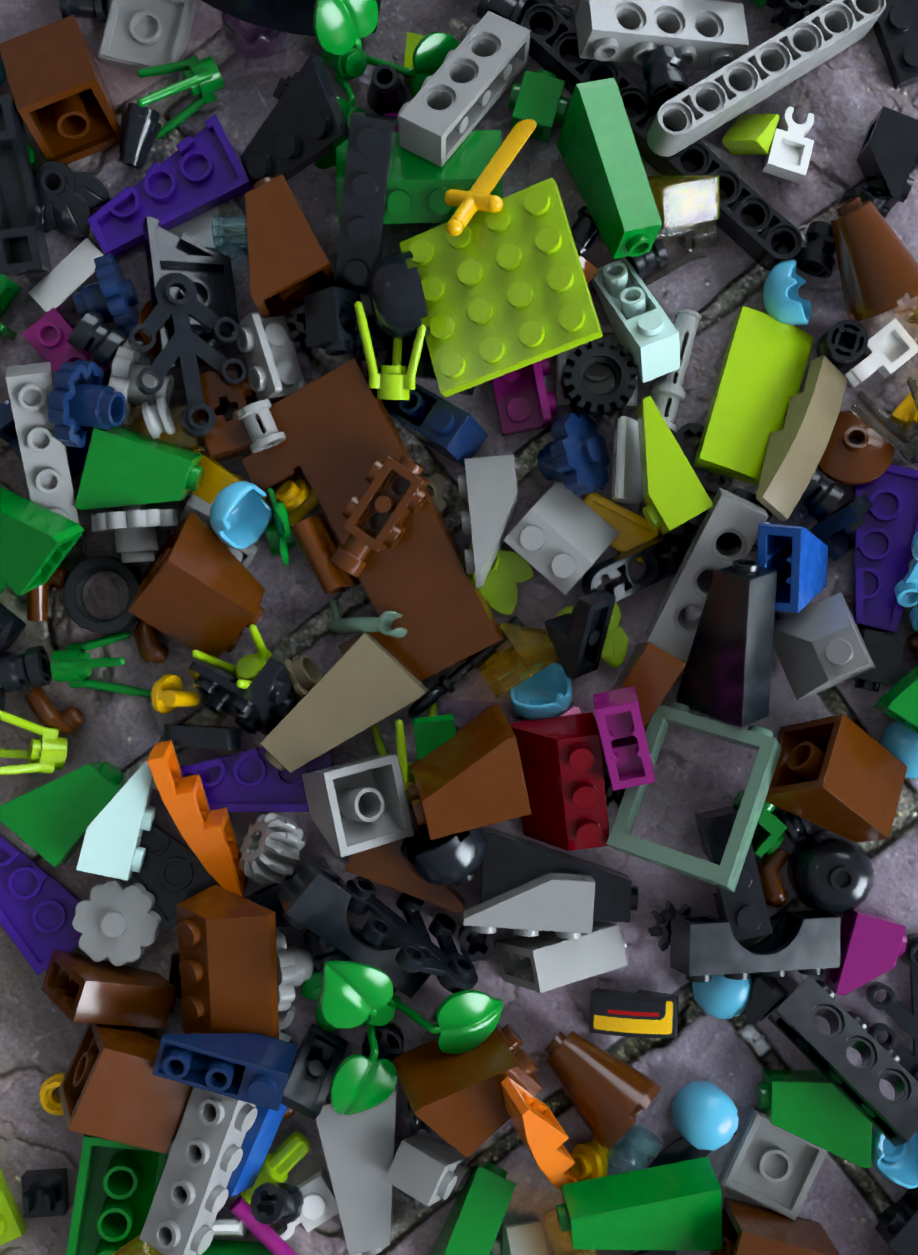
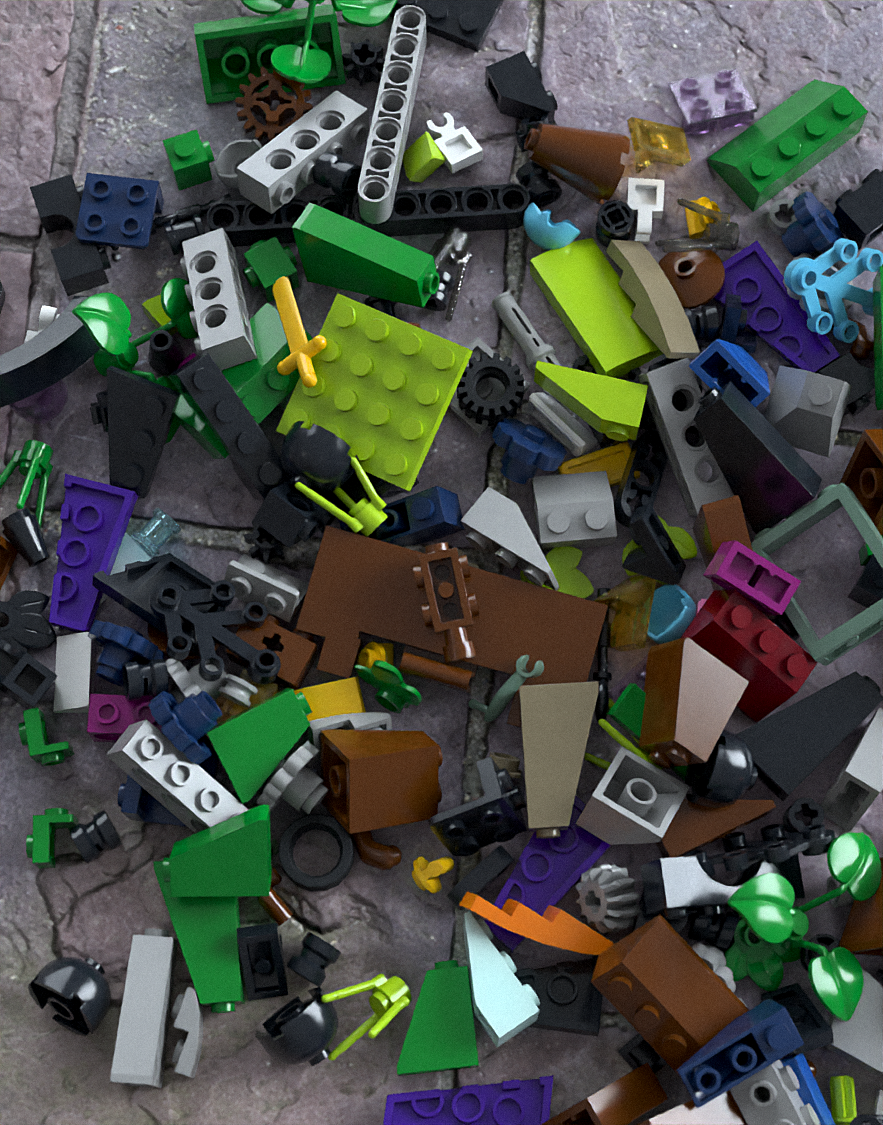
camera: 50 degrees left, 15 degrees down
(50, 716) = (358, 973): reddish brown arm -> none
(74, 665) = (344, 921): green plant -> none
(116, 922) = (560, 1056): light grey plant -> none
(240, 514) = (355, 698): medium azure hair -> none
(247, 667) = (463, 793): lime plant -> none
(249, 416) = (310, 628): light grey bush -> none
(281, 249) = (206, 505): reddish brown slope -> none
(523, 399) = (457, 451): magenta bracket -> none
(545, 904) = (820, 734): light grey slope -> none
(638, 320) = (479, 329): light aqua slope -> none
(686, 199) = (428, 229): slope -> none

